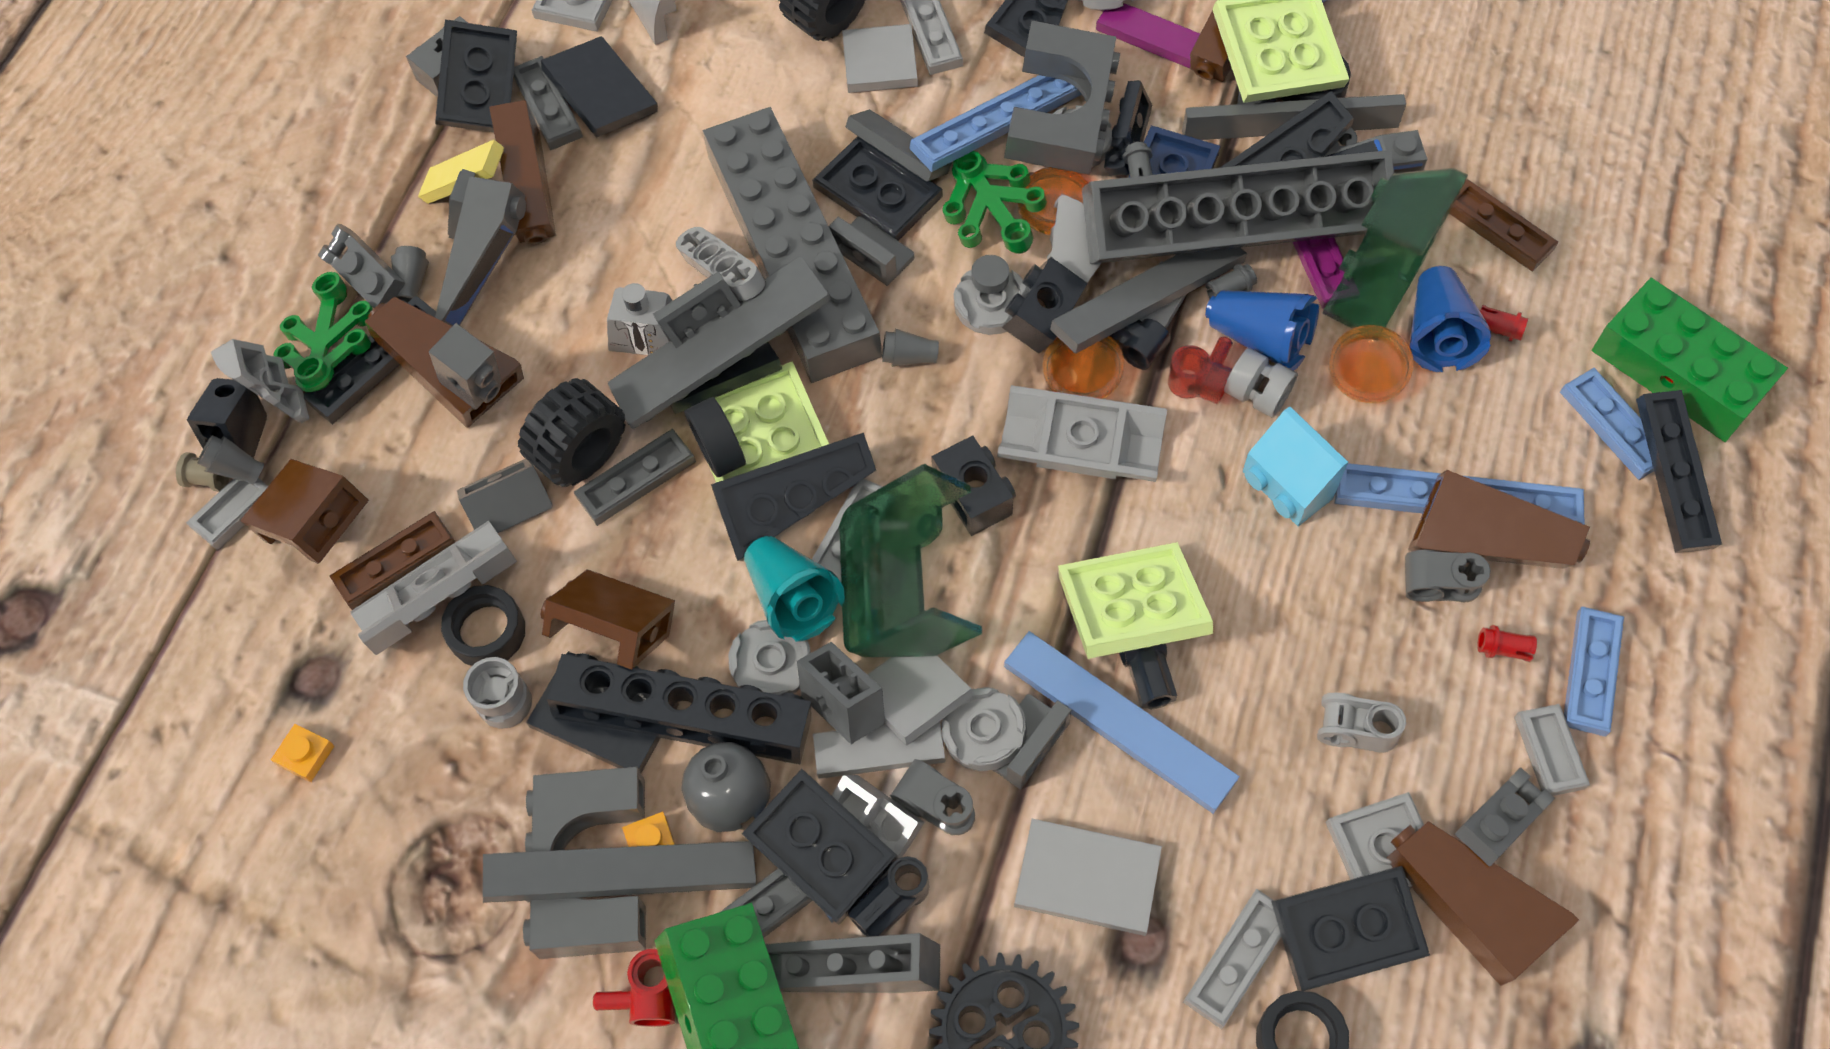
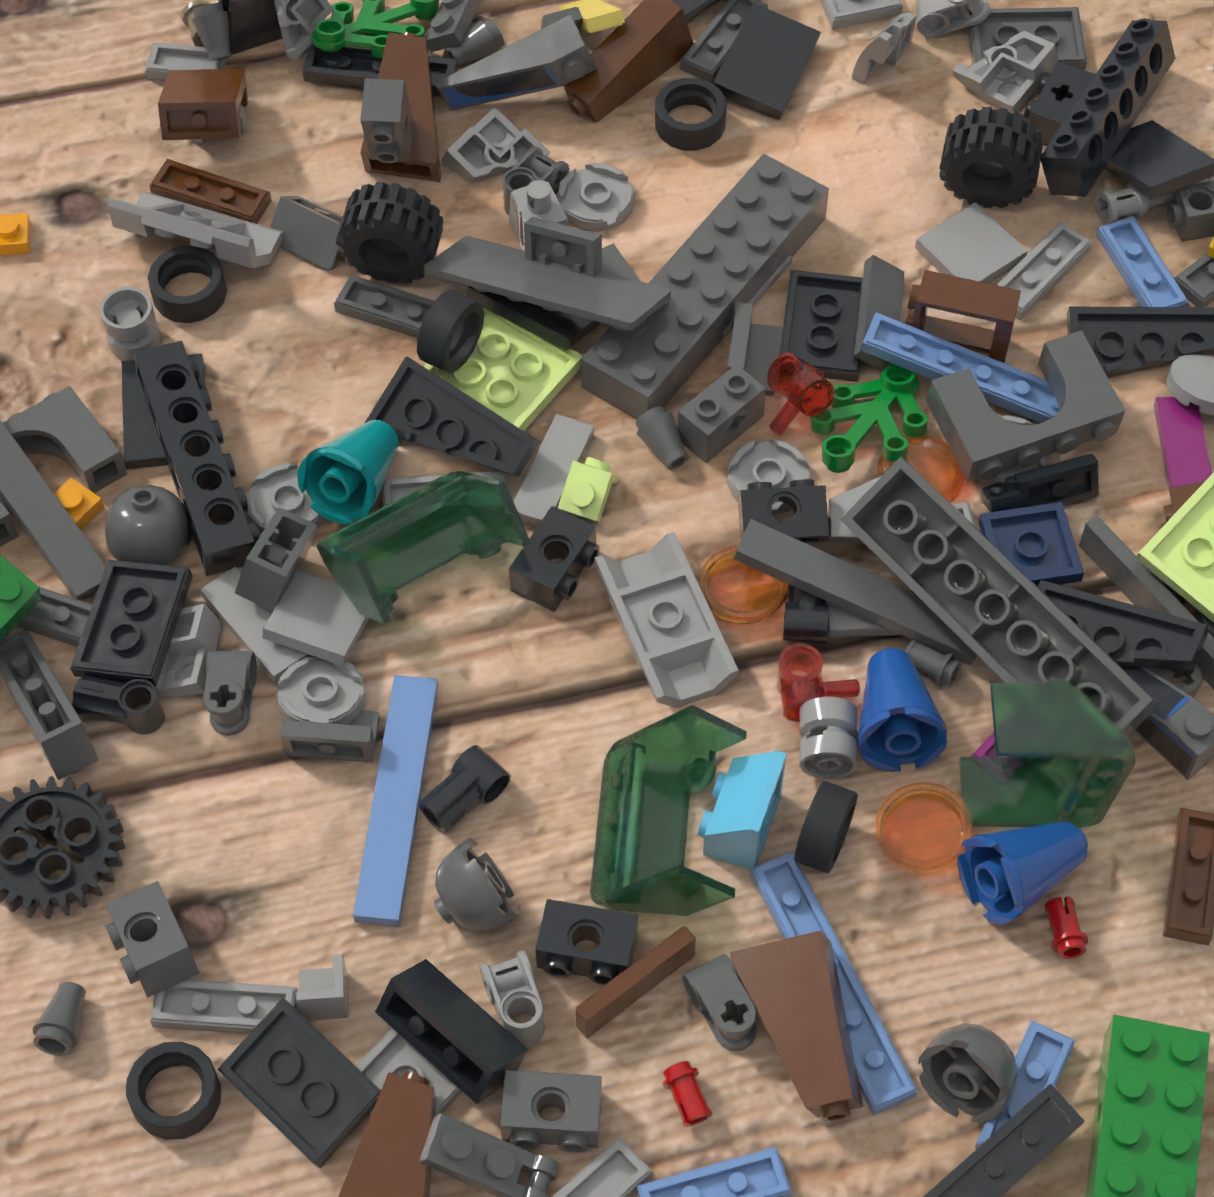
camera: 55 degrees right, 5 degrees down
(525, 318) = (490, 147): none -> light grey slope
(588, 309) = (531, 168): none -> dark grey piece
(606, 142) = (690, 92): none -> black tyre
(613, 610) = (243, 358): reddish brown panel -> none
(633, 263) = (596, 197): none -> light grey tile
(712, 255) = (634, 243): light grey beam -> none
(887, 447) = (547, 475): none -> light grey tile
(919, 294) = (721, 413): none -> dark grey brick
(920, 426) = (587, 488): none -> yellowish green bracket
(946, 227) = (803, 388): none -> clear red piece
(955, 84) = (967, 299): none -> reddish brown window
(990, 274) = (786, 456): dark grey tile -> none
(1088, 877) = (230, 847): light grey tile -> none
(1130, 970) = (152, 939): none -> dark grey brick
(1134, 600) = (513, 739): yellowish green plate -> none
(1138, 159) = (1003, 505): dark grey pin -> none
(1253, 704) = (473, 891): none -> dark grey cylinder
(1255, 553) = (646, 815): none -> clear green windscreen
(1274, 865) = (324, 992): none -> light grey panel
(1345, 421) = (825, 827): none -> black tyre
(1348, 623) = (568, 924): none -> black brick
(1372, 785) = (450, 1030): none -> black brick
(1395, 629) = (635, 981): none -> reddish brown tile
(1459, 766) = (530, 1092): none -> dark grey brick
(1594, 441) = (969, 1071): none -> dark grey cylinder

